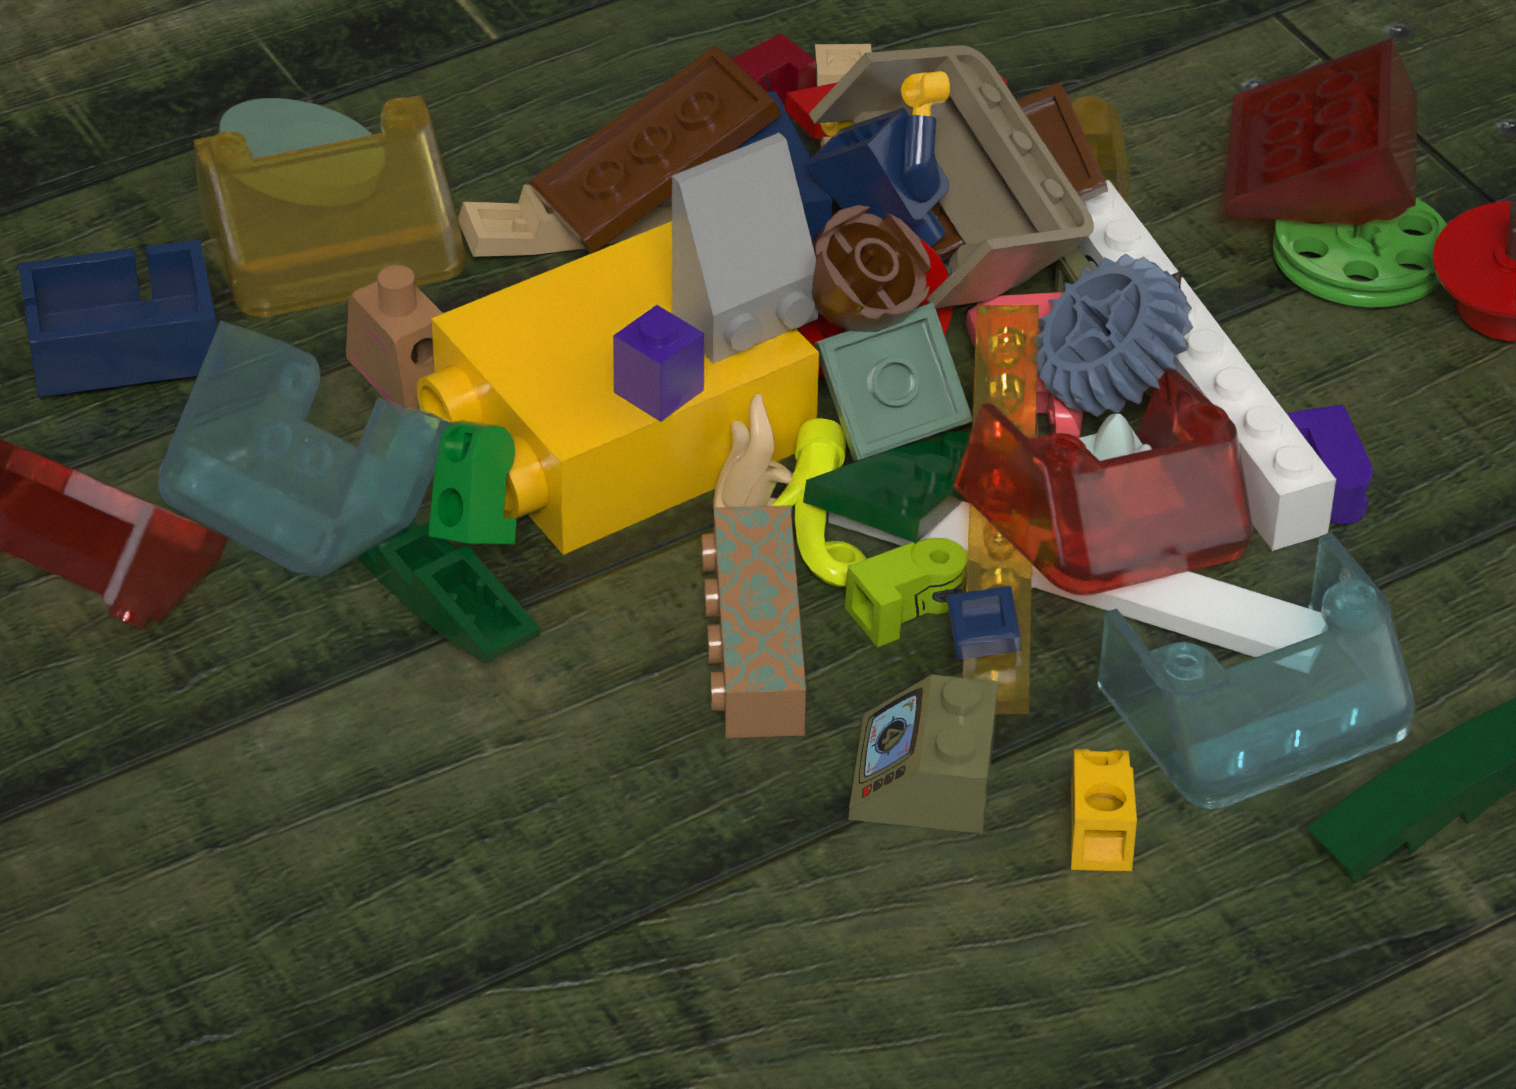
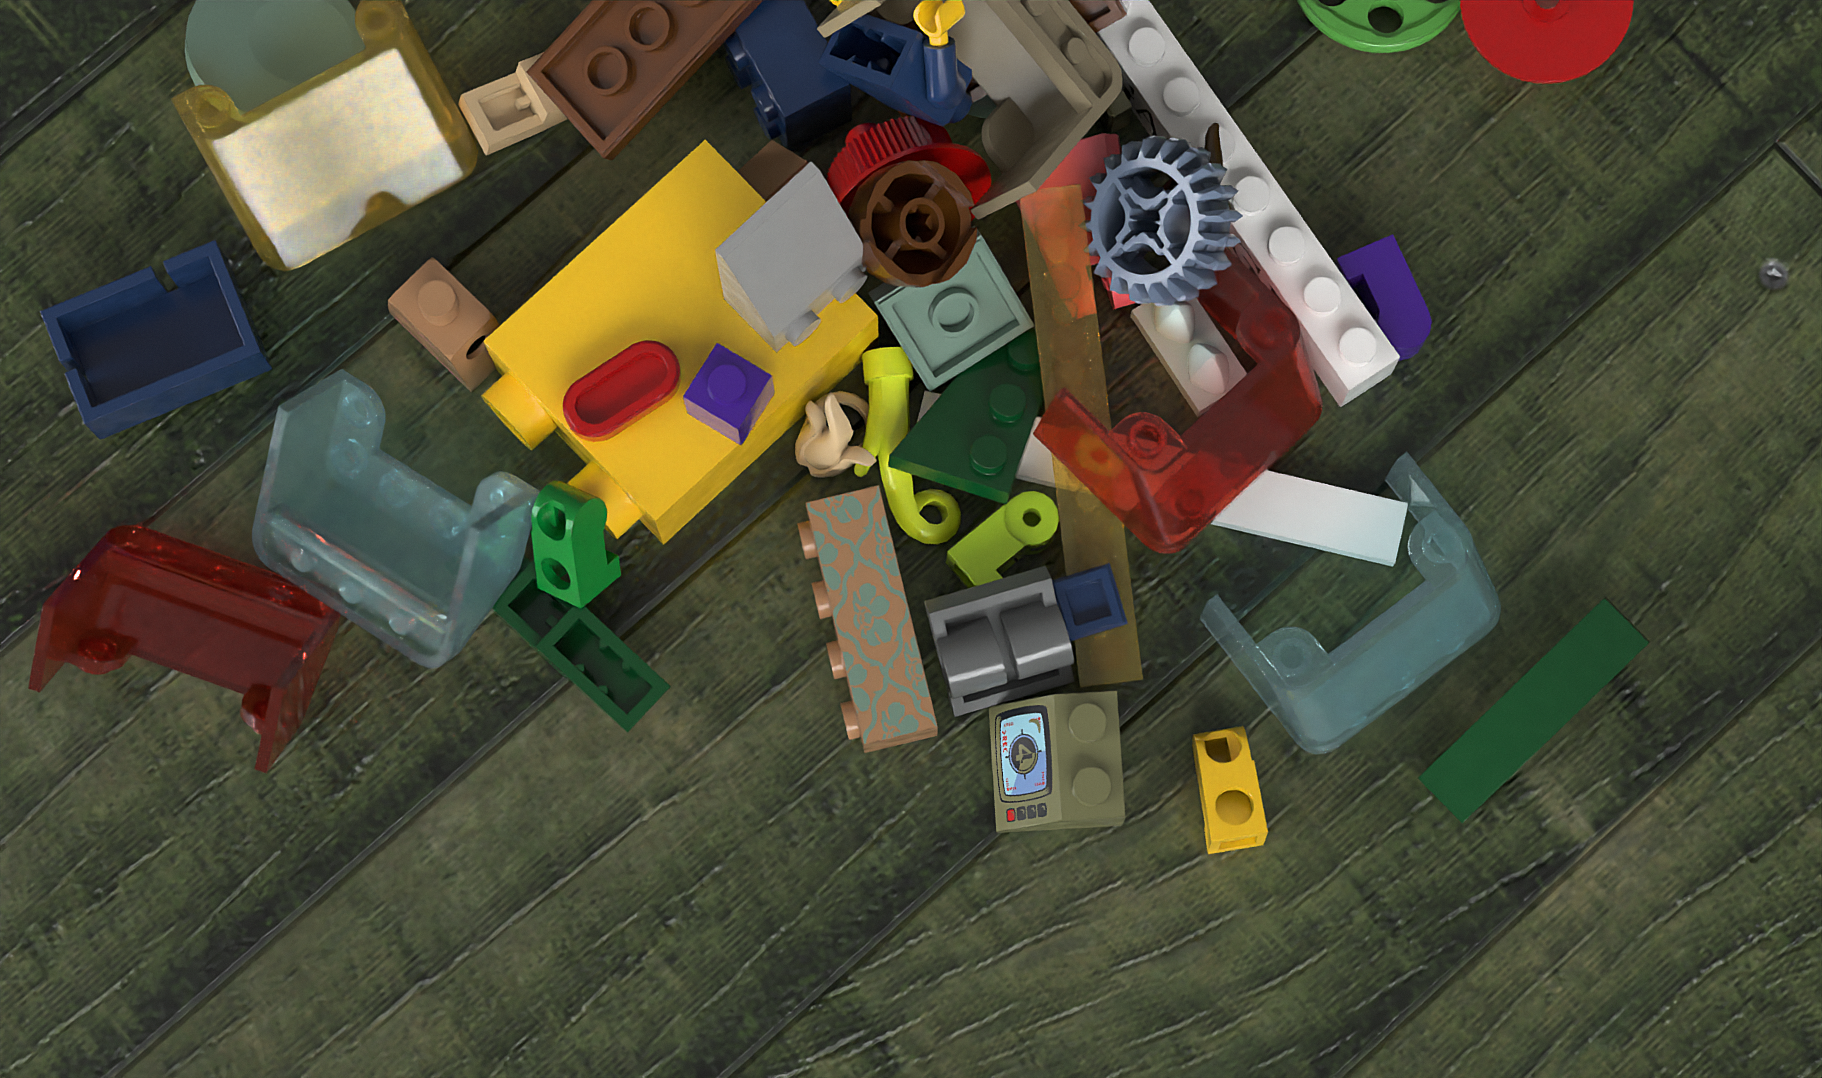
camera: 10 degrees left, 35 degrees up
(554, 362) = (622, 391): none -> red tile
(883, 636) = (1000, 641): none -> dark grey plate

